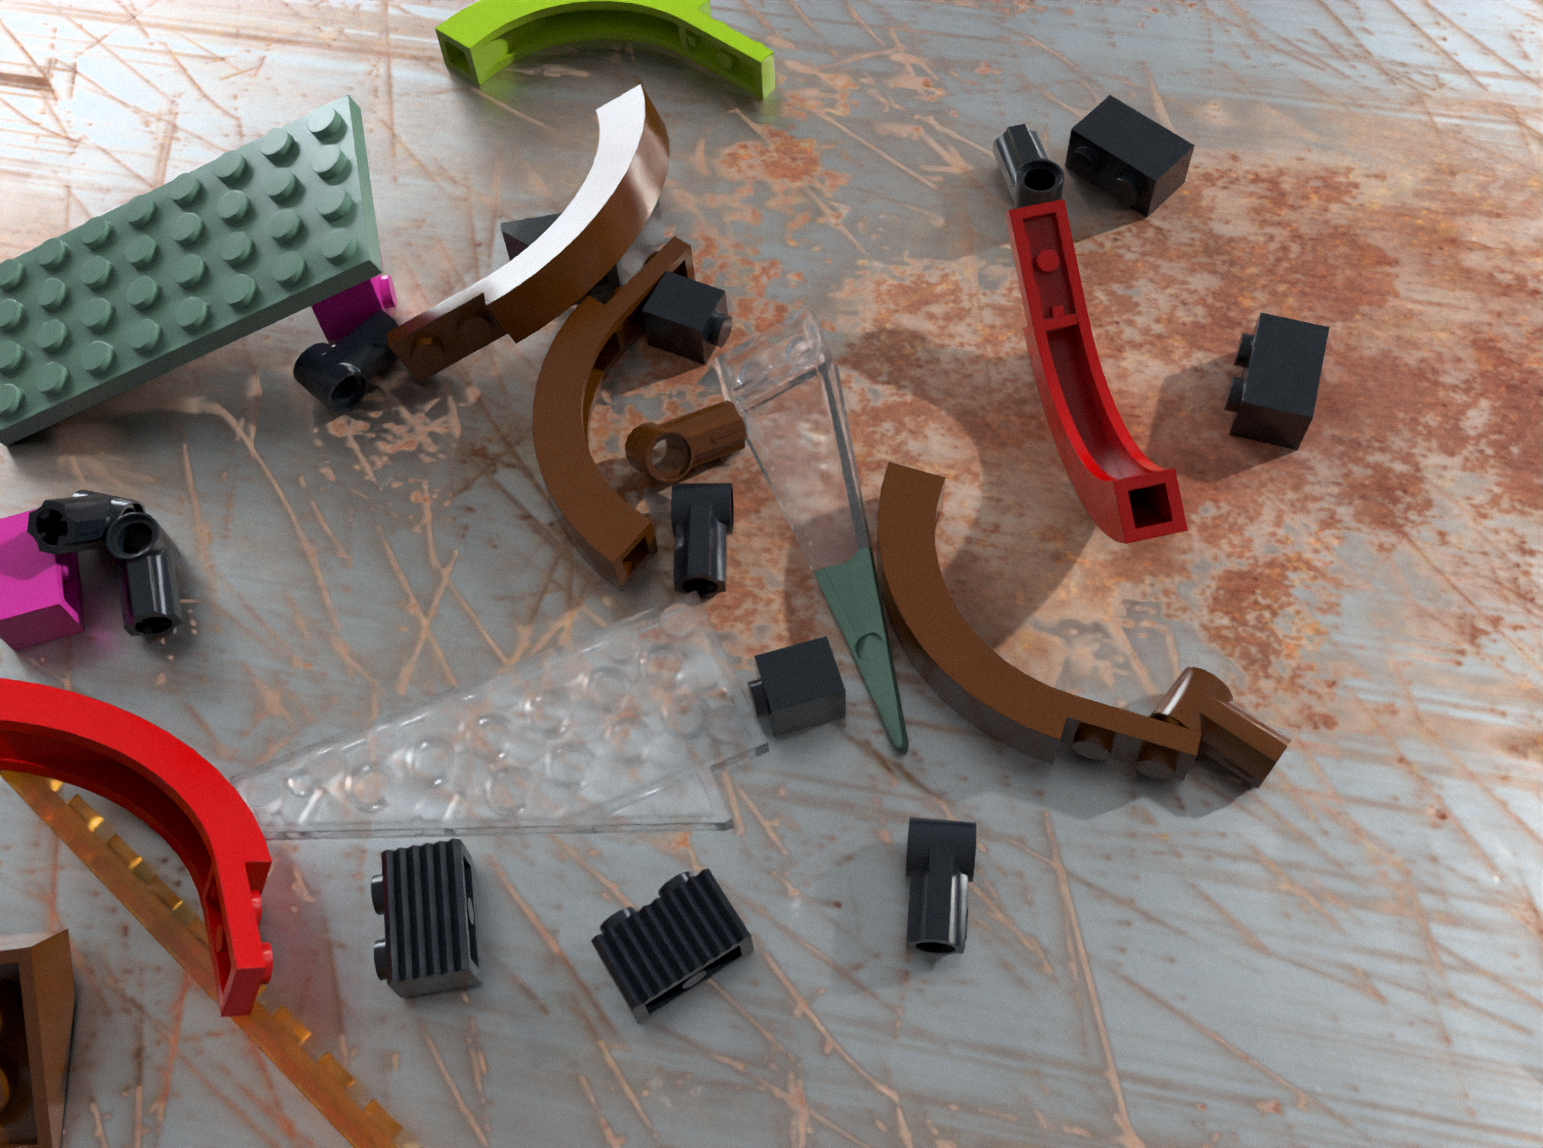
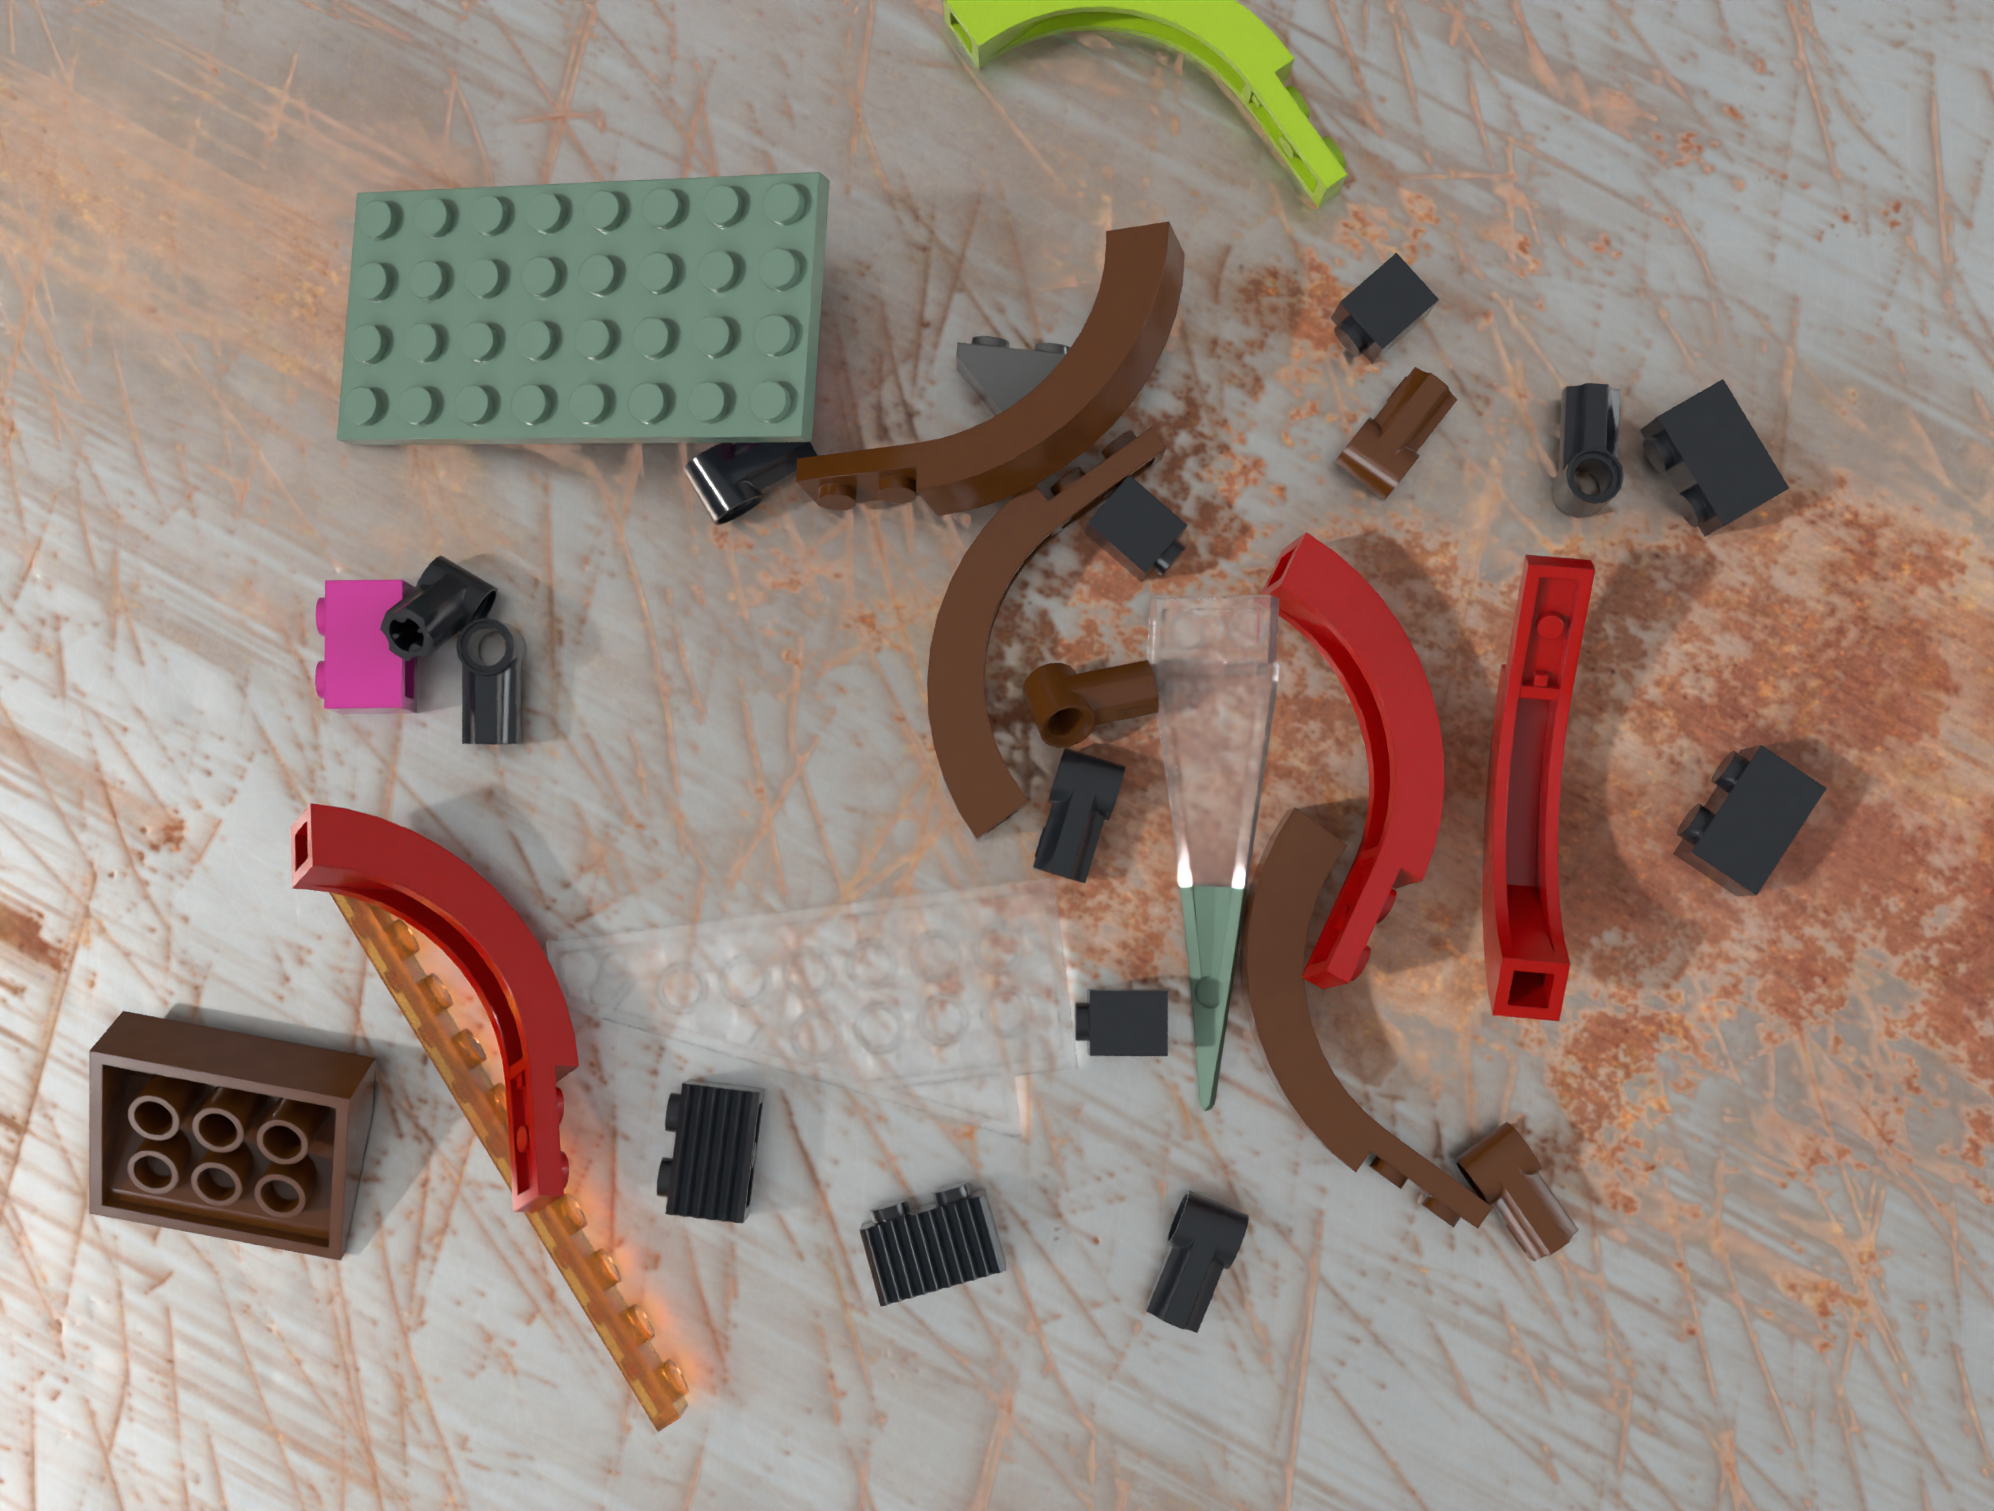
camera: 10 degrees right, 25 degrees up
(834, 132) = (1382, 309): none -> black brick
(872, 213) = (1388, 444): none -> reddish brown piece
(952, 388) = (1400, 734): none -> red arch

